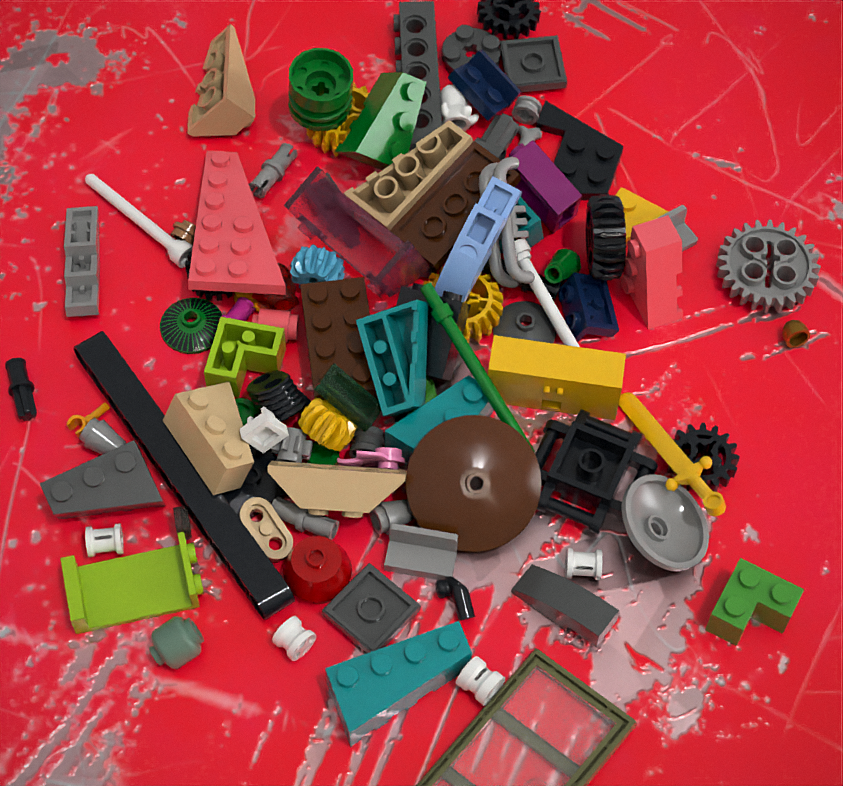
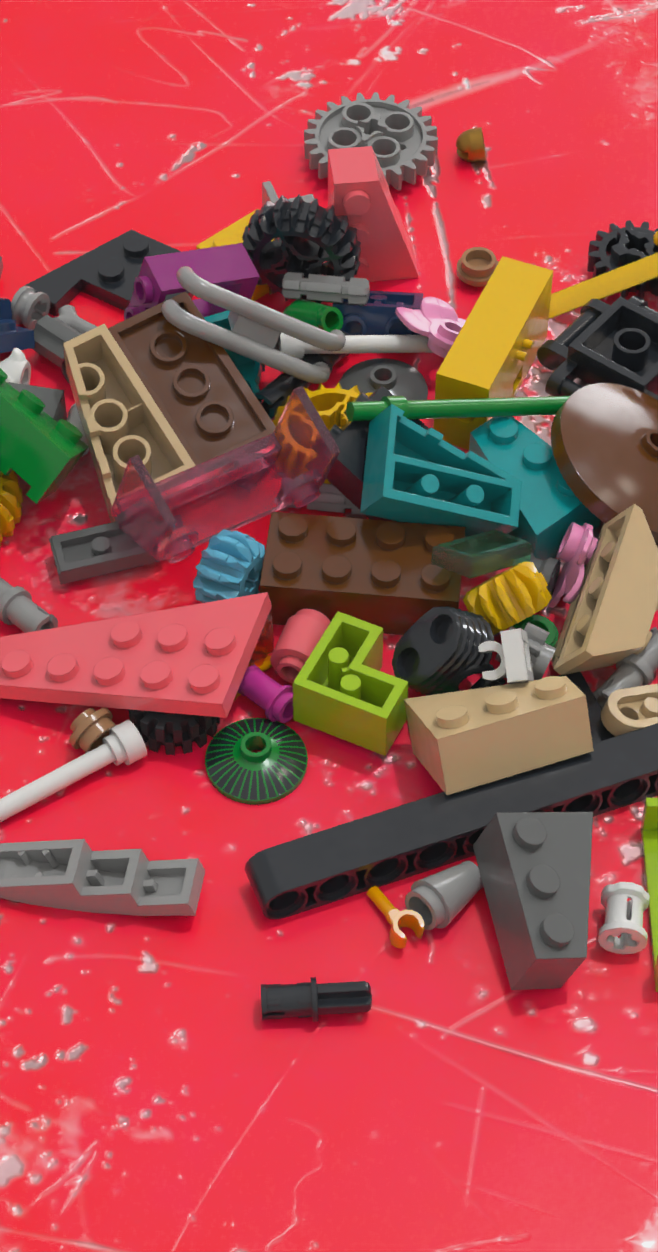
camera: 75 degrees left, 10 degrees down
(182, 521) = (616, 813): clear smoke tile -> none
(477, 238) = (290, 339): light blue slope -> none
(574, 332) = (434, 320): none -> bright pink plate
(582, 263) = (325, 288): none -> light grey axle
(662, 361) = (476, 266): none -> medium nougat plate

